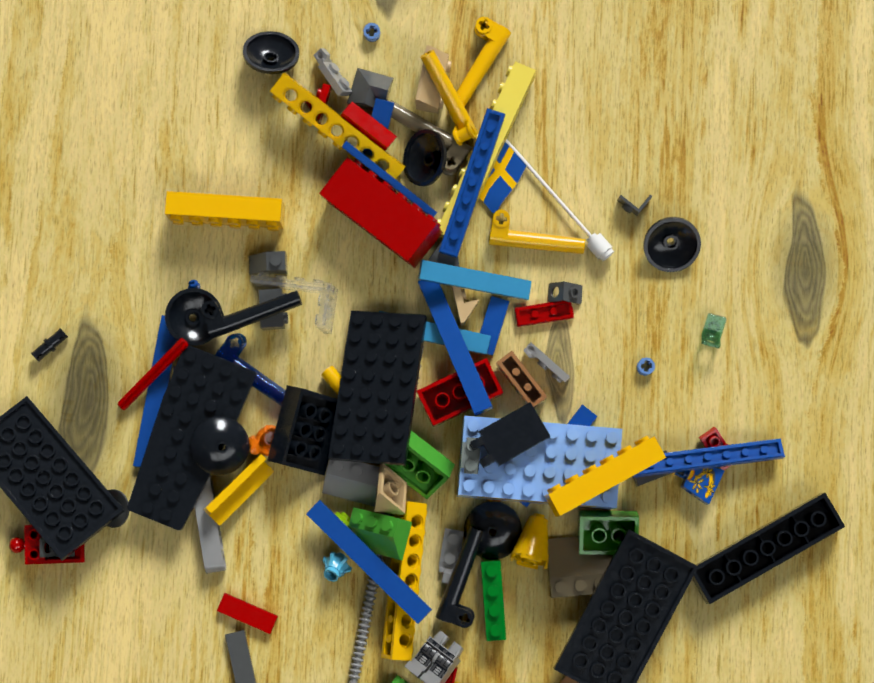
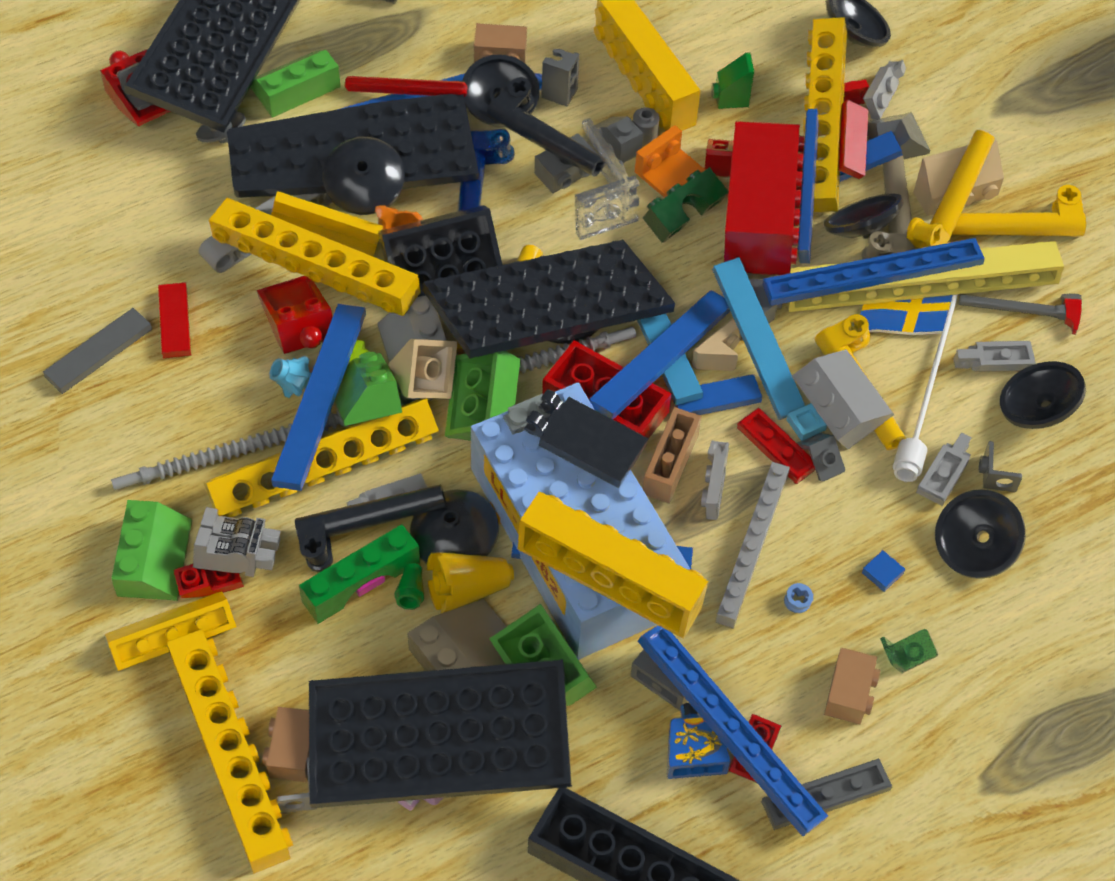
camera: 55 degrees right, 25 degrees down
(99, 438) = (297, 82): none -> bright green slope
(151, 291) = (500, 40): none -> medium nougat brick
(203, 543) = (315, 256): none -> yellow brick
(208, 274) = (560, 77): none -> dark grey hinge
(275, 166) = (734, 83): none -> green slope
(279, 246) = (648, 122): none -> flat silver brick
(289, 538) = (296, 313): none -> red slope
(315, 247) = (664, 163): none -> orange bracket
(321, 209) = (719, 156): none -> red slope
(348, 273) = (701, 191): none -> dark green arch
(367, 29) = (967, 105): medium blue bush -> none
(516, 576) = (410, 589): none -> green cone
(540, 287) = (806, 422): none -> medium azure plate
(541, 258) = (843, 396): none -> light grey slope
(556, 82) = (1069, 310): none -> dark grey piece
(562, 147) = (996, 356): none -> light grey hinge
(596, 144) = (1042, 395): none -> black dish
(599, 369) = (752, 545): none -> light grey piece
(617, 230) = (945, 470): none -> light grey hinge
(656, 309) = (883, 571): none -> blue tile
(715, 375) = (851, 686): none -> medium nougat brick
(765, 419) = (838, 790): none -> dark grey tile

